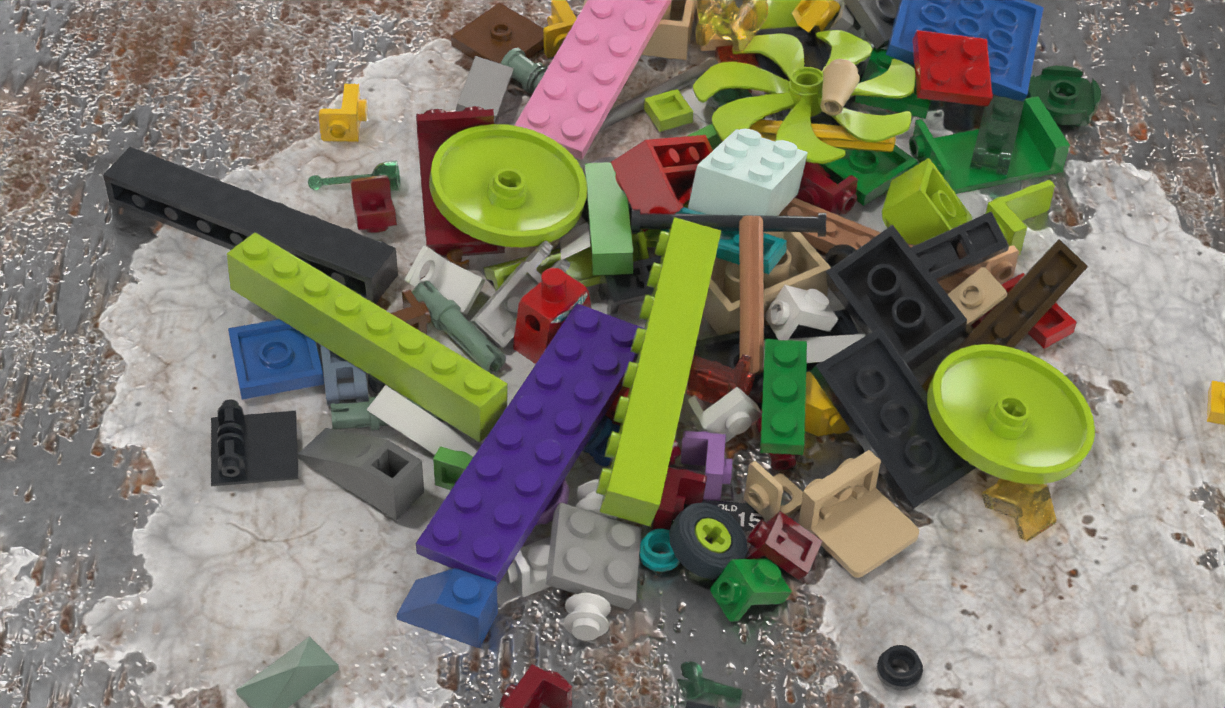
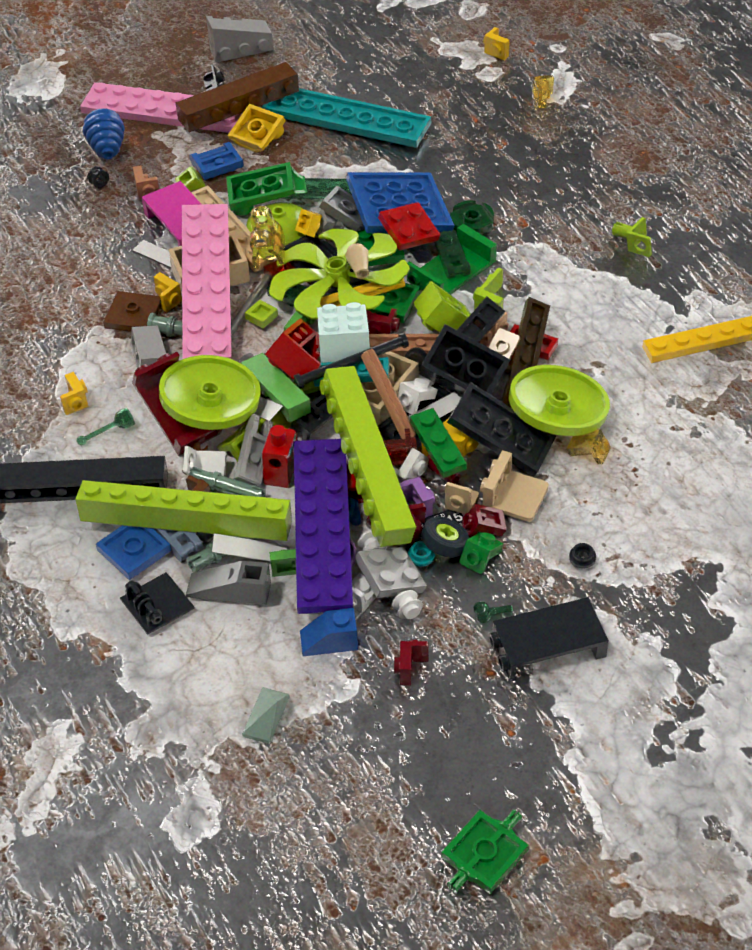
camera: 25 degrees left, 0 degrees up
(373, 203) = (128, 438): dark red bracket -> none

